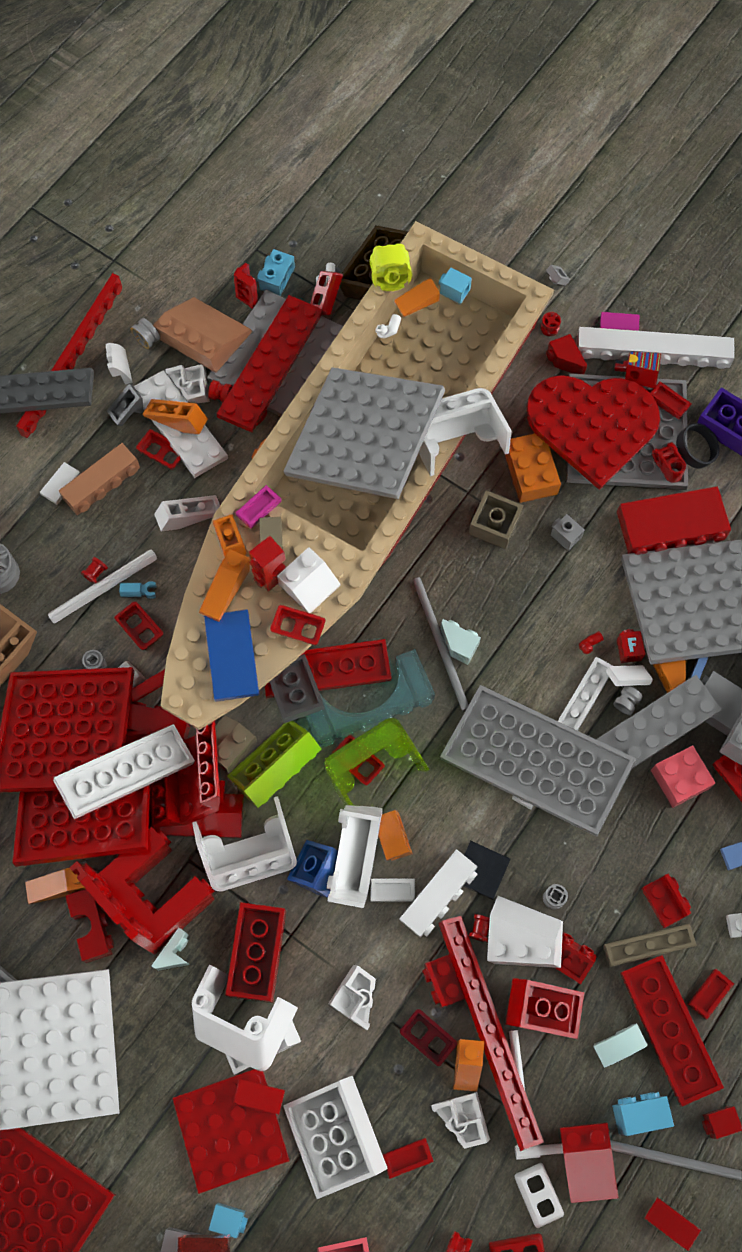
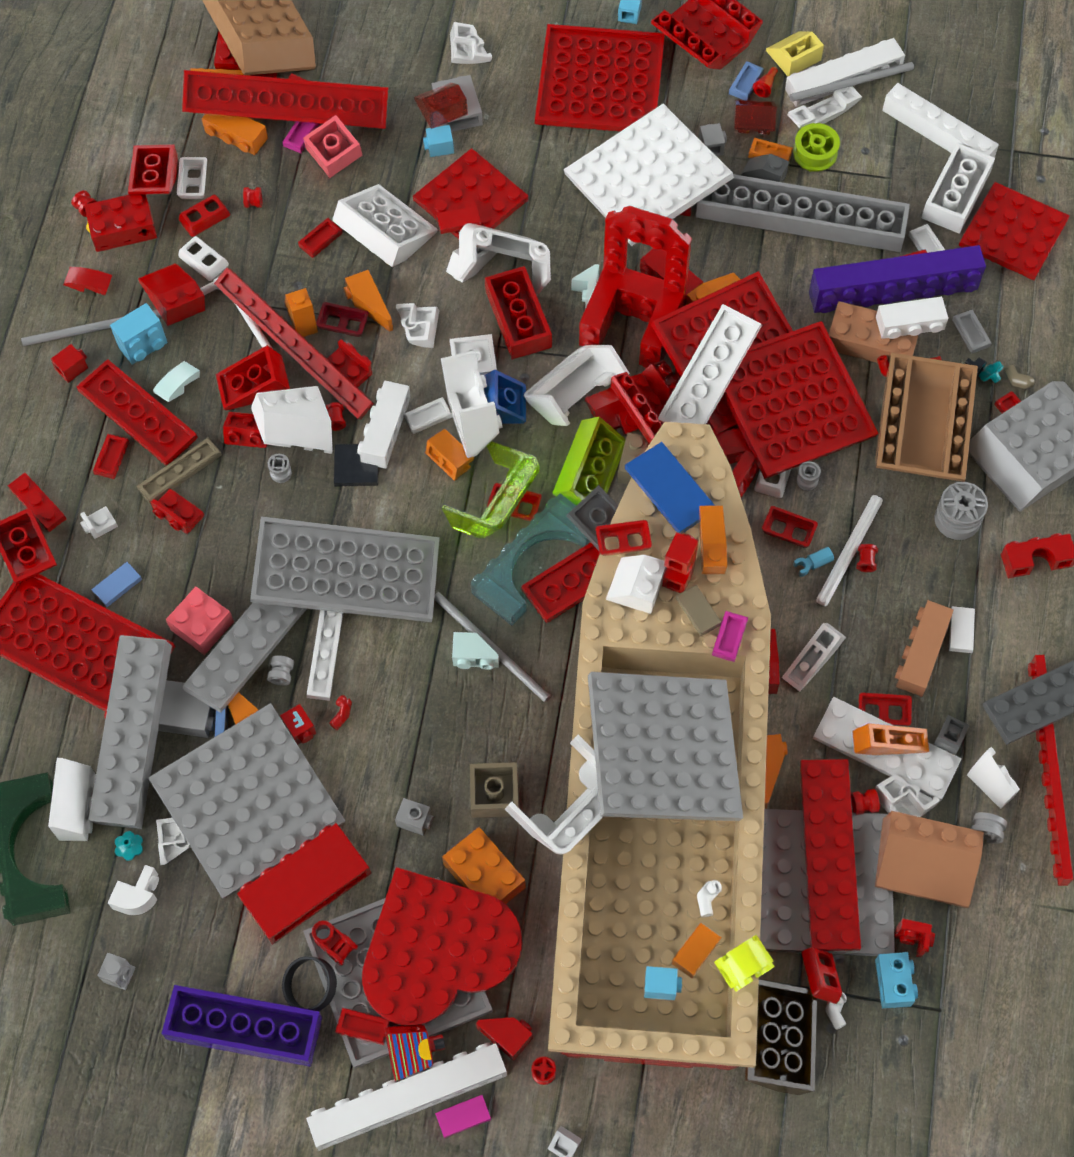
camera: 155 degrees right, 5 degrees down
(229, 535) = (740, 593): orange slope -> none
(321, 930) = (483, 348): none -> white plate
(393, 1054) = (365, 296): none -> orange slope
(465, 1119) = (285, 278): white slope -> none
(629, 675) = (288, 690): white tile -> none

